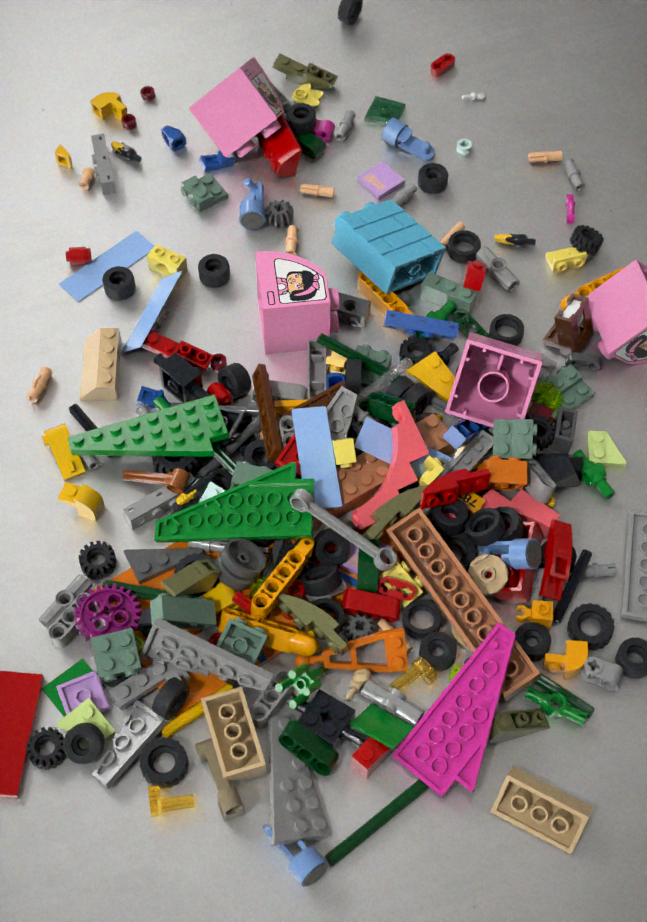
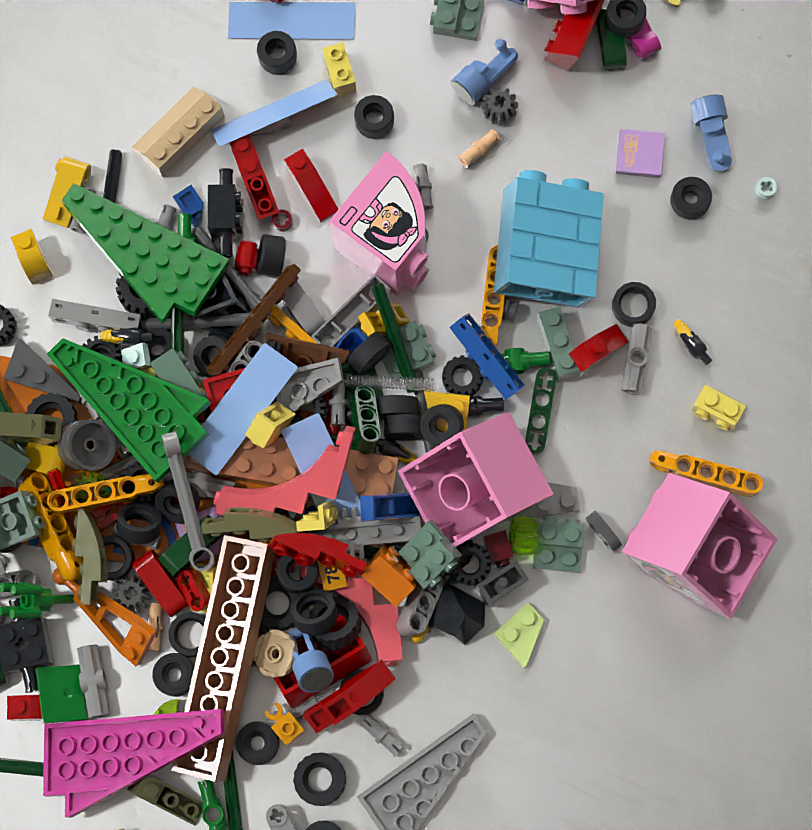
camera: 50 degrees right, 20 degrees up
(39, 384) = (109, 101): light nougat pin -> none
(174, 481) = (113, 313): dark orange axle -> none
(214, 330) = (310, 184): none -> red slope
(317, 190) = (565, 110): light nougat axle -> none
(345, 125) = (674, 55): light grey pin -> none
(353, 310) = (451, 263): dark grey brick -> none
(358, 681) = (87, 636): tan piece -> none
(383, 110) = (733, 73): clear green tile -> none
(402, 196) = (638, 192): light grey pin -> none
(421, 668) = (141, 674): clear yellow piece -> none
(443, 367) = (430, 418): none -> black tyre
(458, 227) = (645, 278): light nougat piece -> none
(511, 321) = (576, 416): black tyre -> none
(570, 212) = (787, 356): dark pink arm -> none
(571, 585) = (342, 729): black axle -> none
(571, 662) = (273, 793): light orange brick -> none
(572, 327) = (623, 491): reddish brown brick -> none
(586, 239) = (768, 404): black tyre -> none
(595, 475) = (482, 649): green pin -> none

